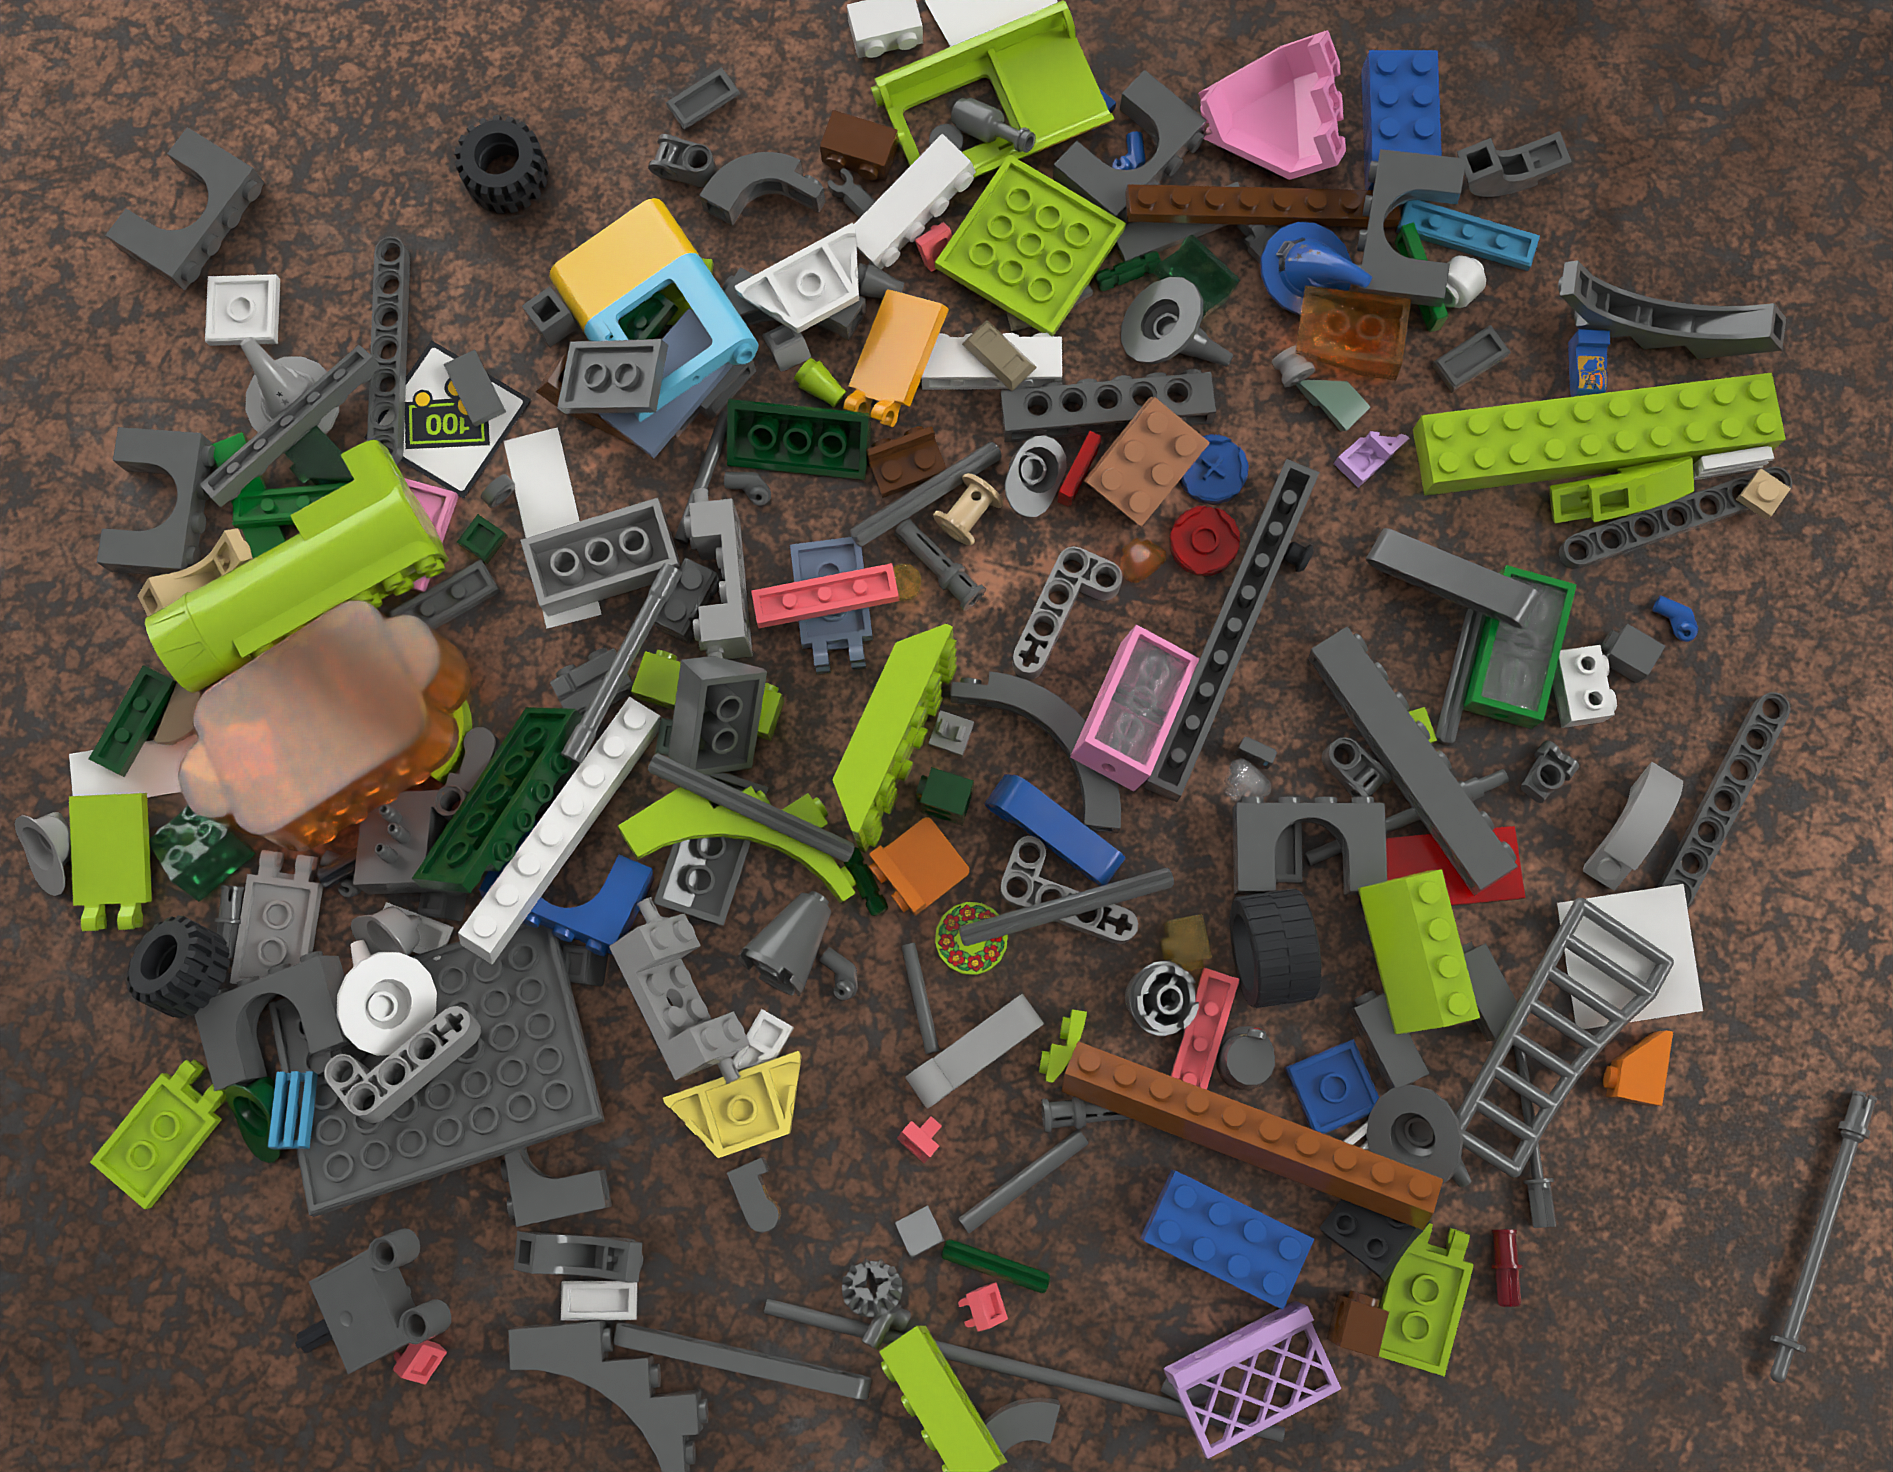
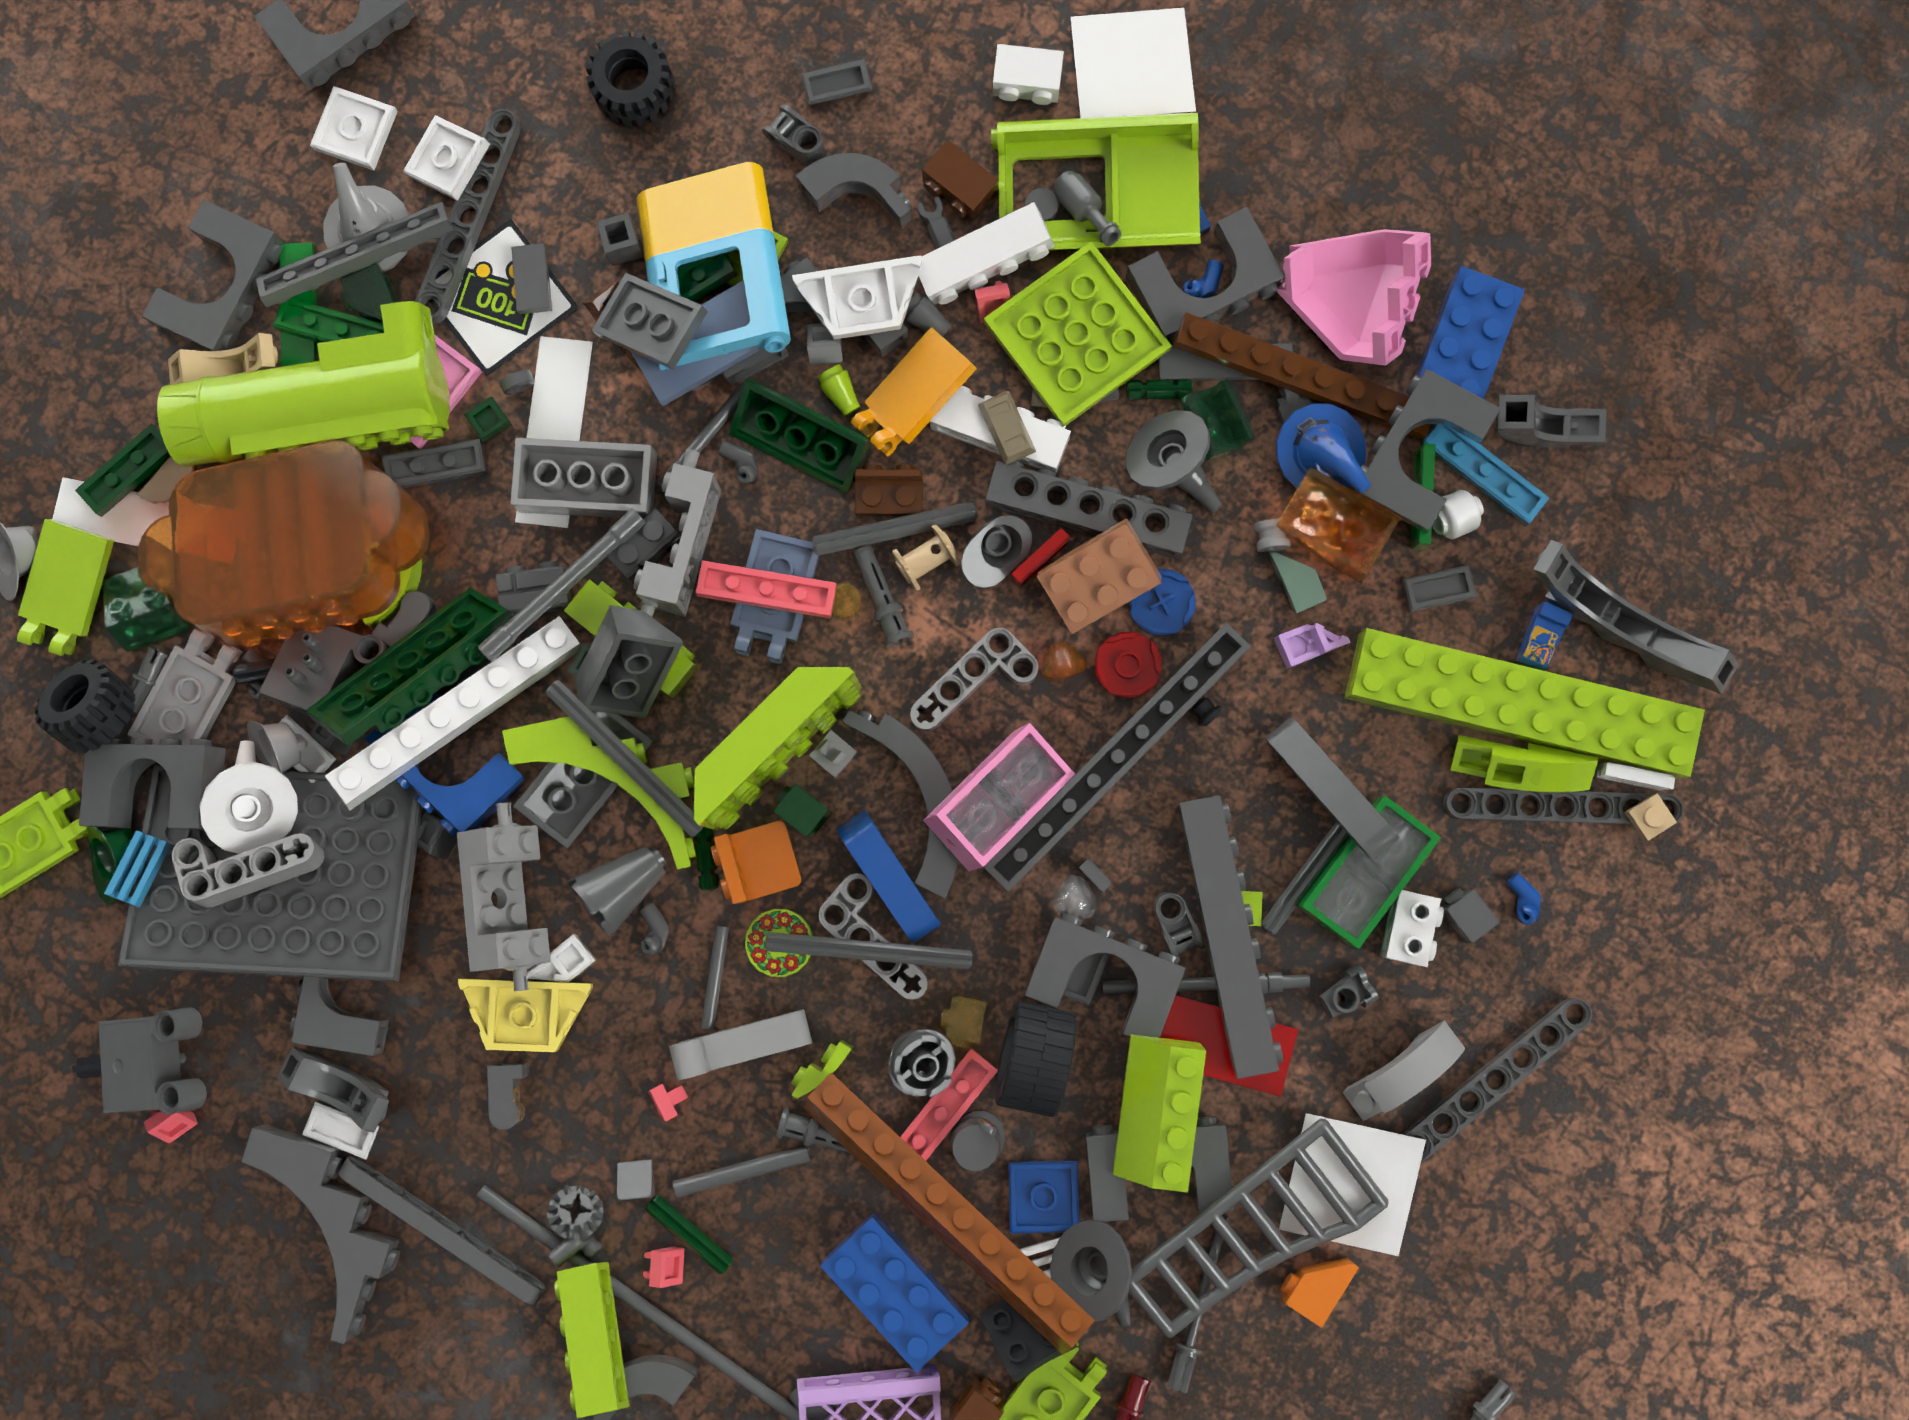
camera: 25 degrees right, 5 degrees up
(346, 303) = (446, 157): none -> white tile

